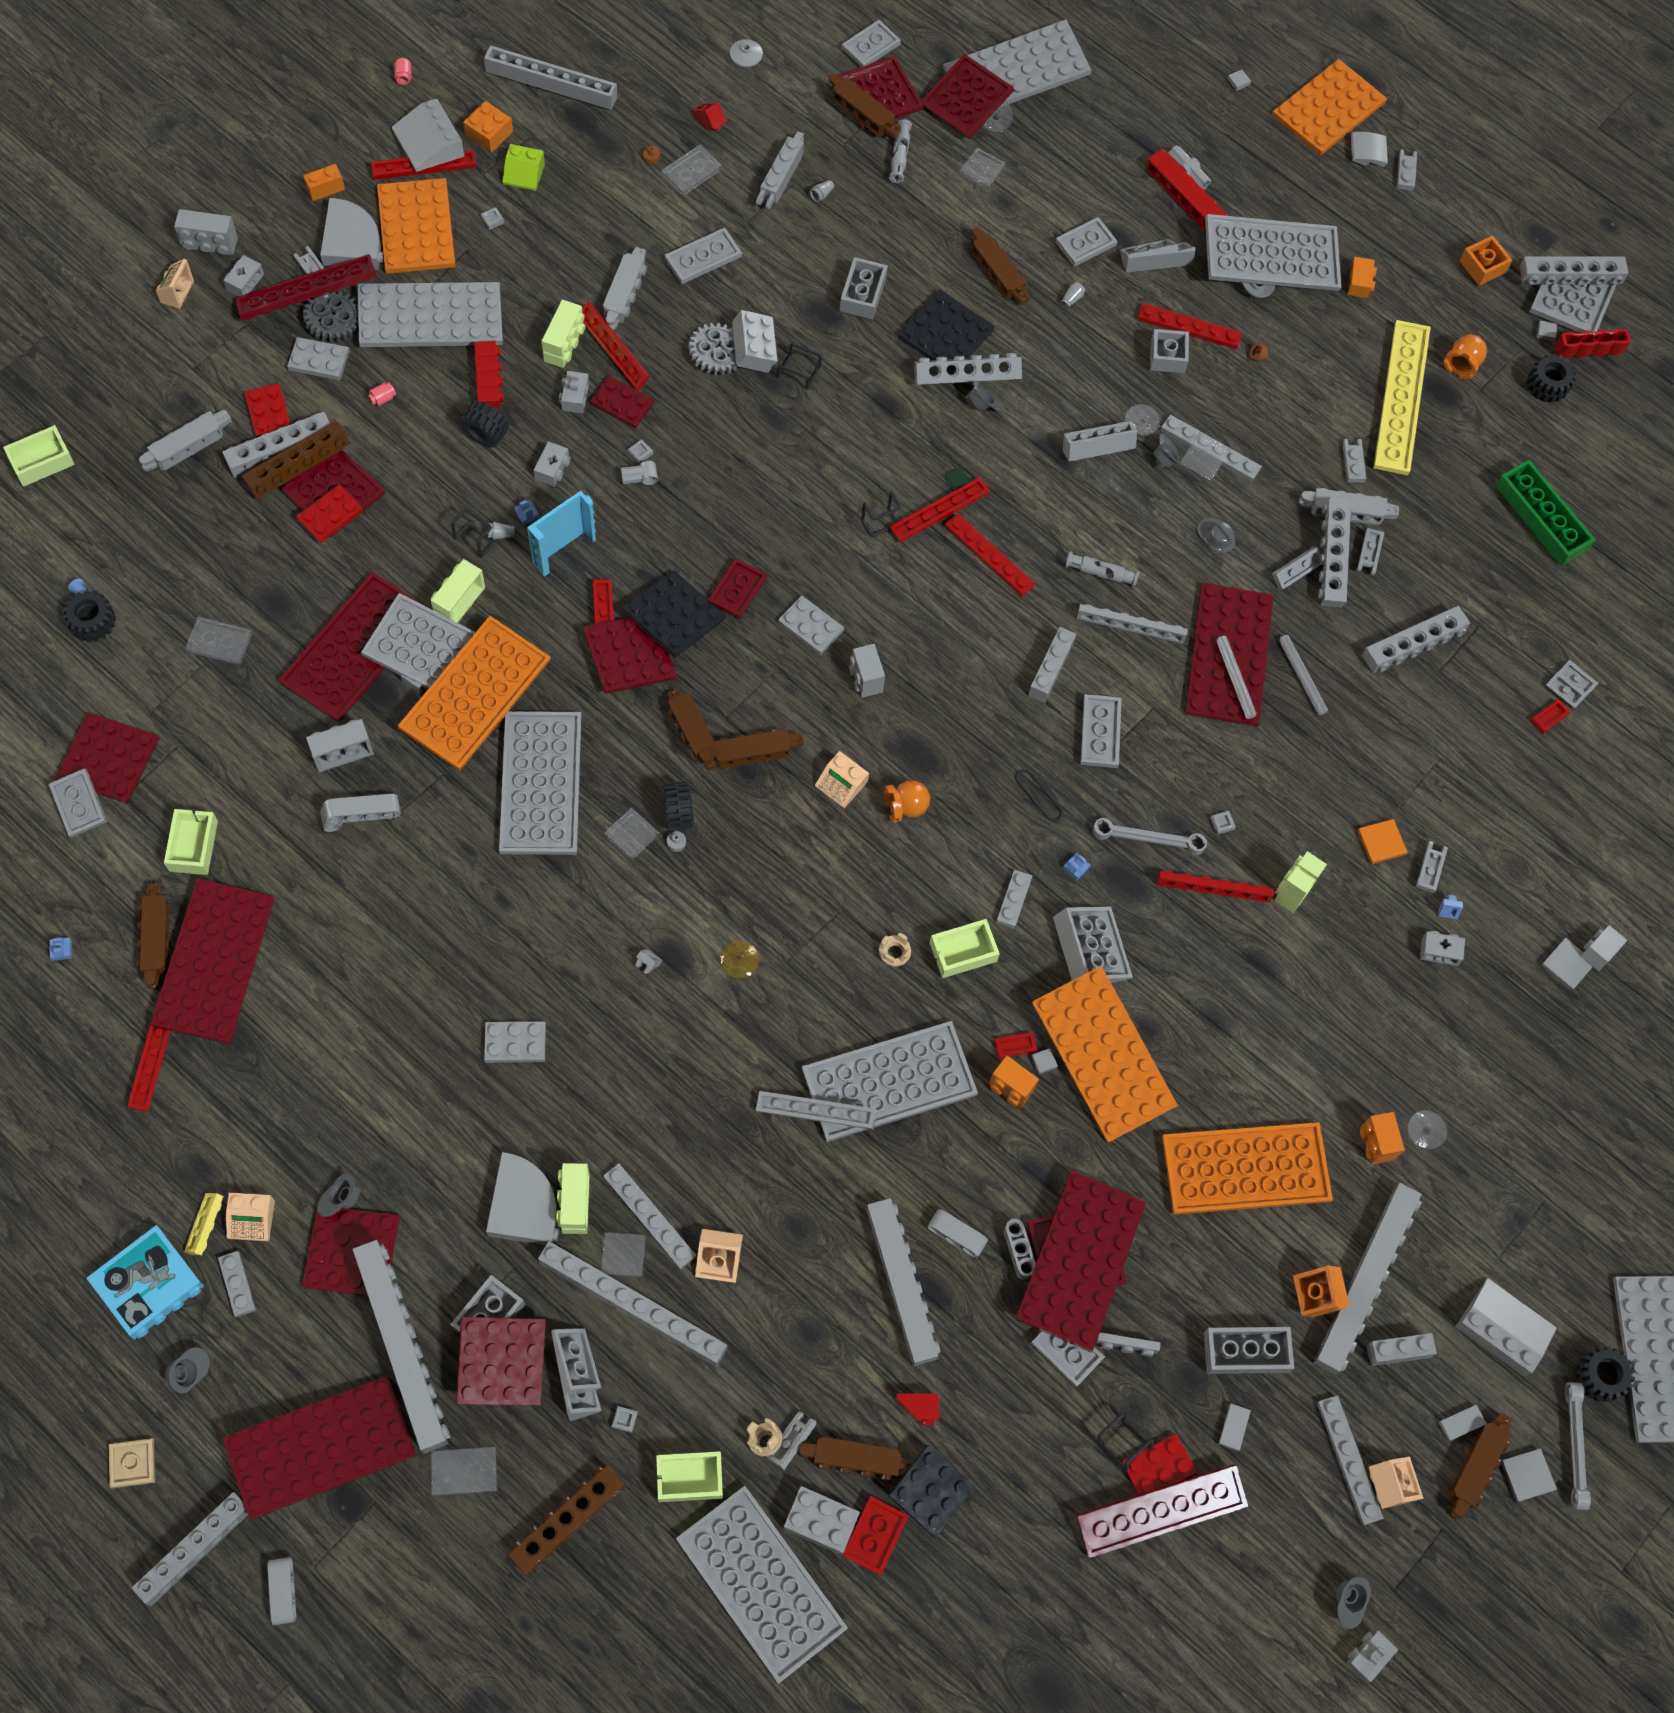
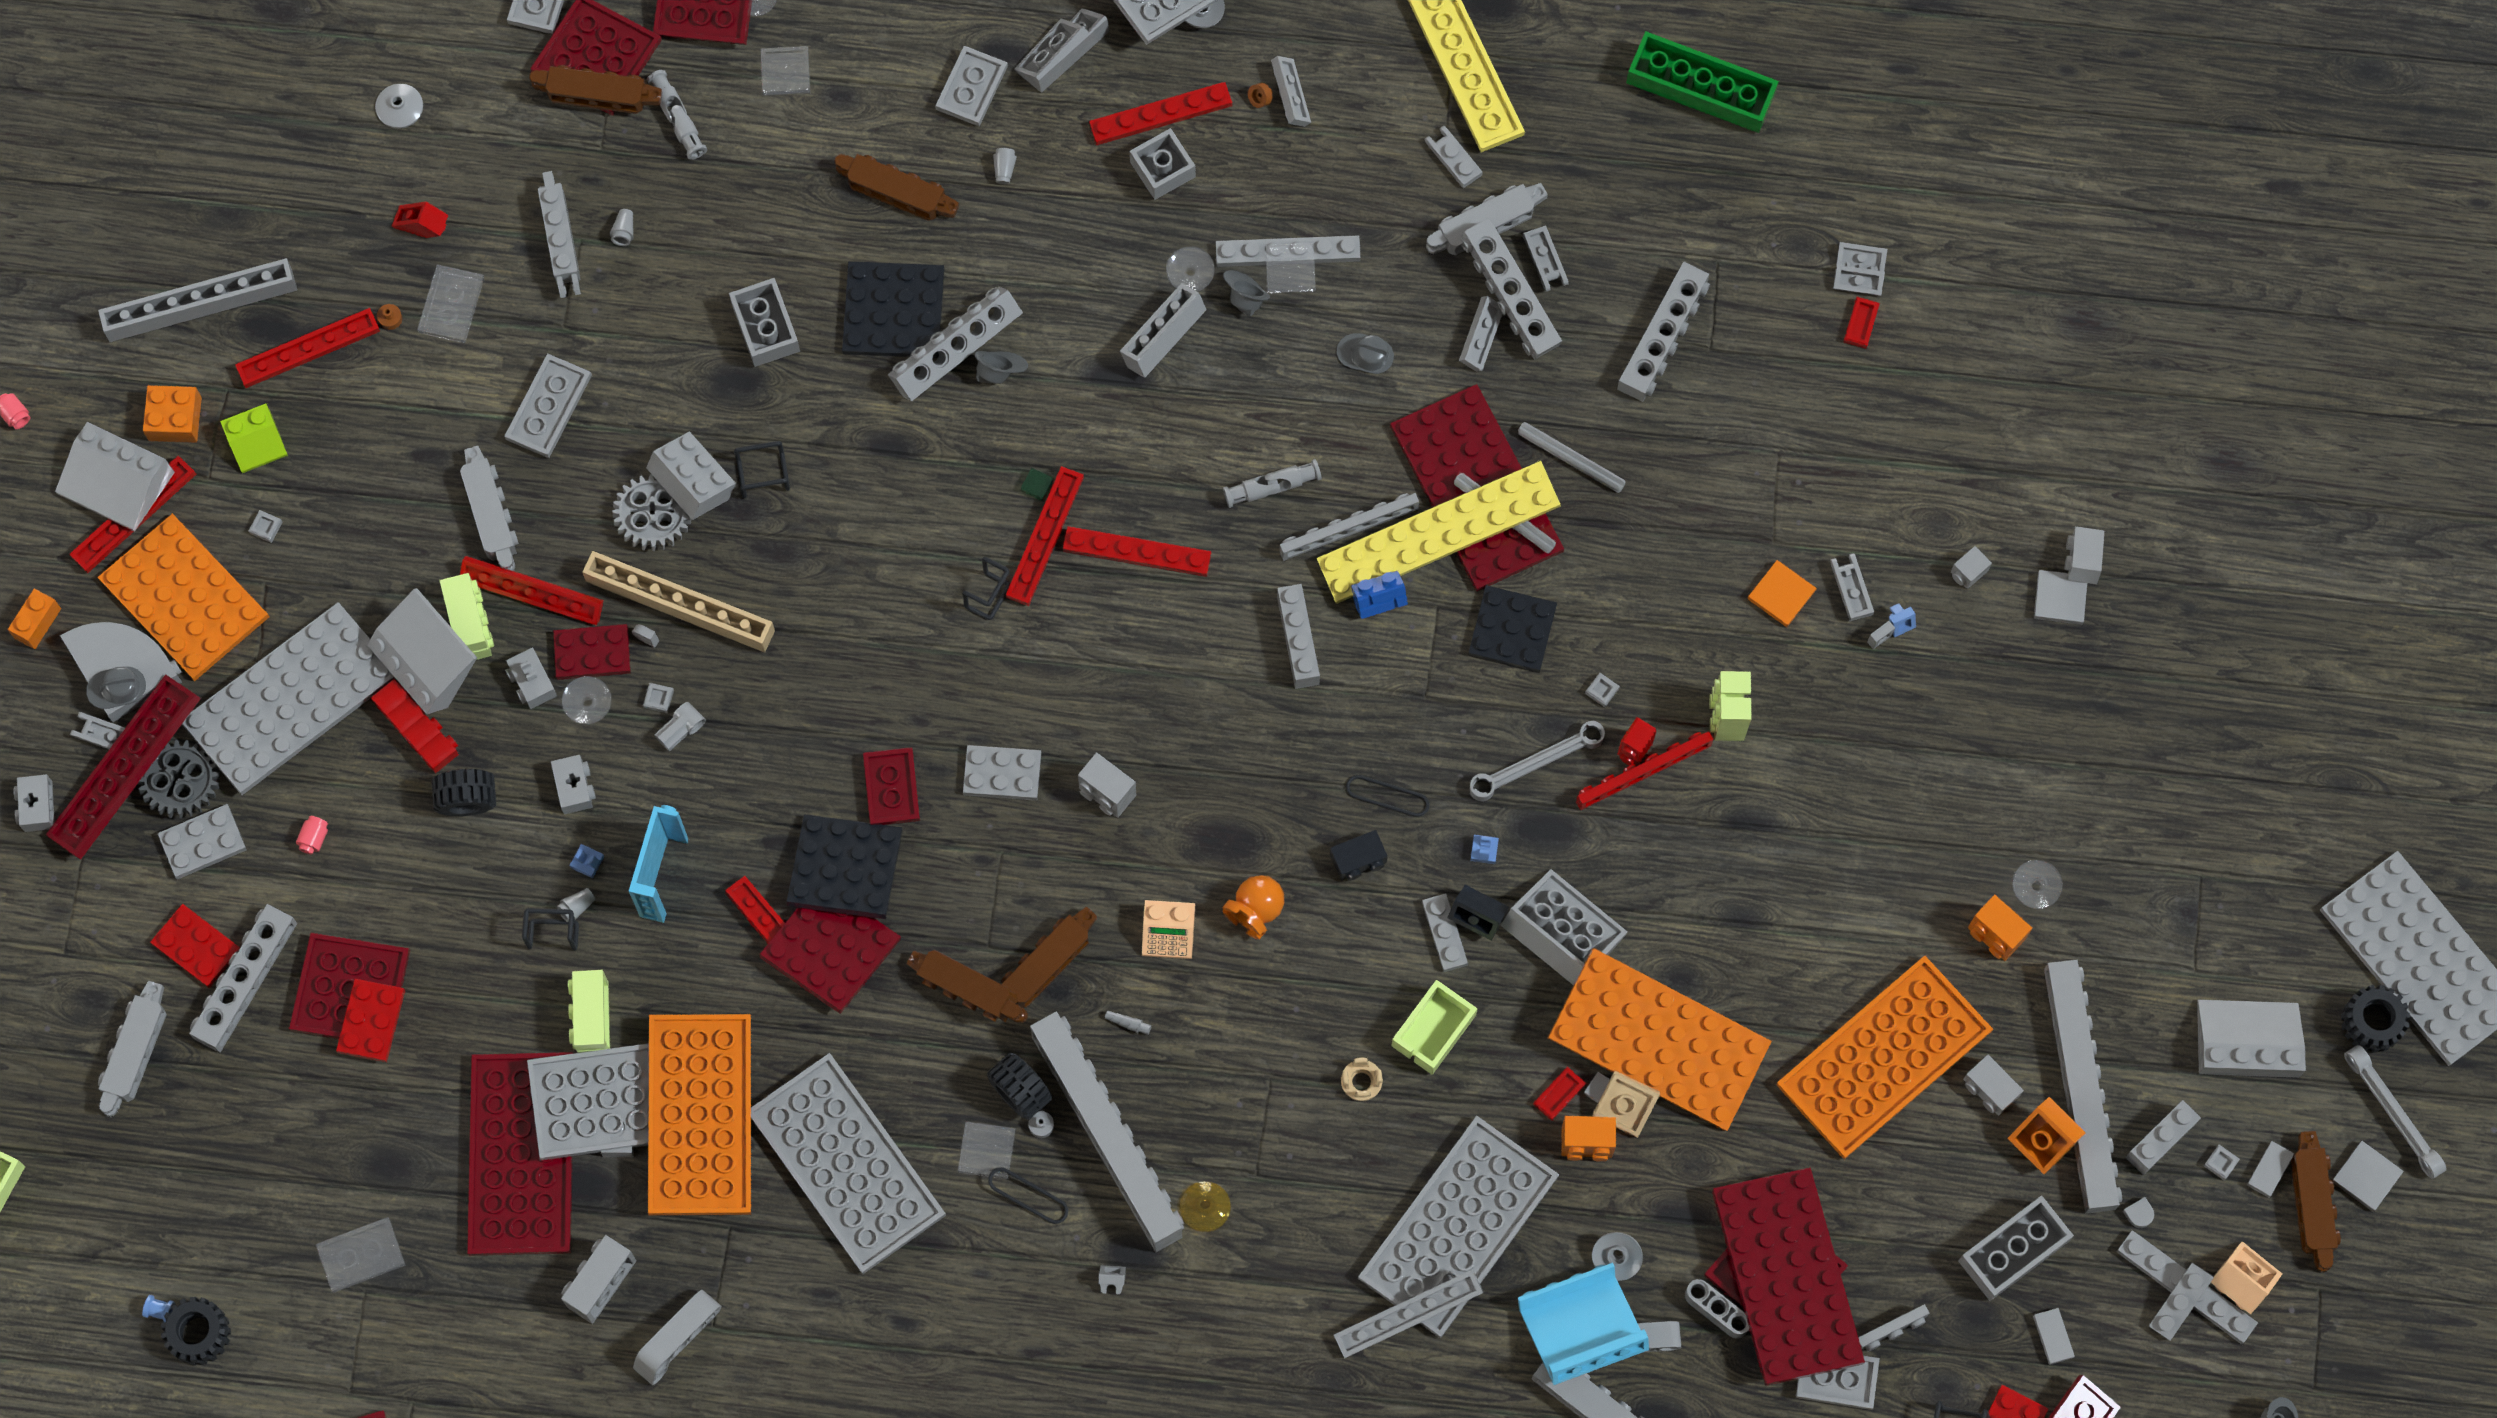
camera: 30 degrees left, 5 degrees up
(296, 459) = (281, 983): reddish brown brick -> none
(337, 243) = (116, 687): none -> dark grey piece
(521, 334) = (422, 652): none -> light grey slope
(592, 141) = (307, 348): none -> red plate
(594, 418) = (586, 689): none -> clear dish
(643, 874) = (1033, 1186): none -> black piece
(660, 412) = (646, 635): none -> light grey tile
(693, 405) = (678, 601): none -> tan brick
(712, 871) = (1106, 1131): none -> light grey brick
(776, 819) = (1128, 1022): none -> light grey animal
(923, 1194) = (1582, 1324): none -> medium azure panel
(970, 1171) = (1625, 1265): none -> light grey dish
(993, 816) = (1359, 856): none -> black brick
(1043, 898) = (1478, 912): none -> black brick
(1055, 1079) = (1628, 1102): none -> tan tile
(1101, 731) = (1402, 676): light grey plate -> none
(1121, 673) = (1379, 594): none -> blue brick
(1186, 661) = (1441, 530): none -> light yellow plate
(1191, 749) = (1512, 629): none -> black plate
(1222, 864) = (1636, 742): none -> red brick
(1279, 361) = (1290, 91): none -> light grey plate
(1307, 1236) = (1992, 1085): none -> light grey brick
(1339, 1465) = (2181, 1301): none -> light grey plate
(1350, 1388) = (2140, 1213): none -> light grey tile
(1430, 907) = (1881, 635): none -> light grey tile
(1431, 1395) = (2221, 1162): none -> light grey tile
(1442, 948) = (1916, 682): light grey brick -> none
(1520, 906) = (1970, 567): none -> light grey brick

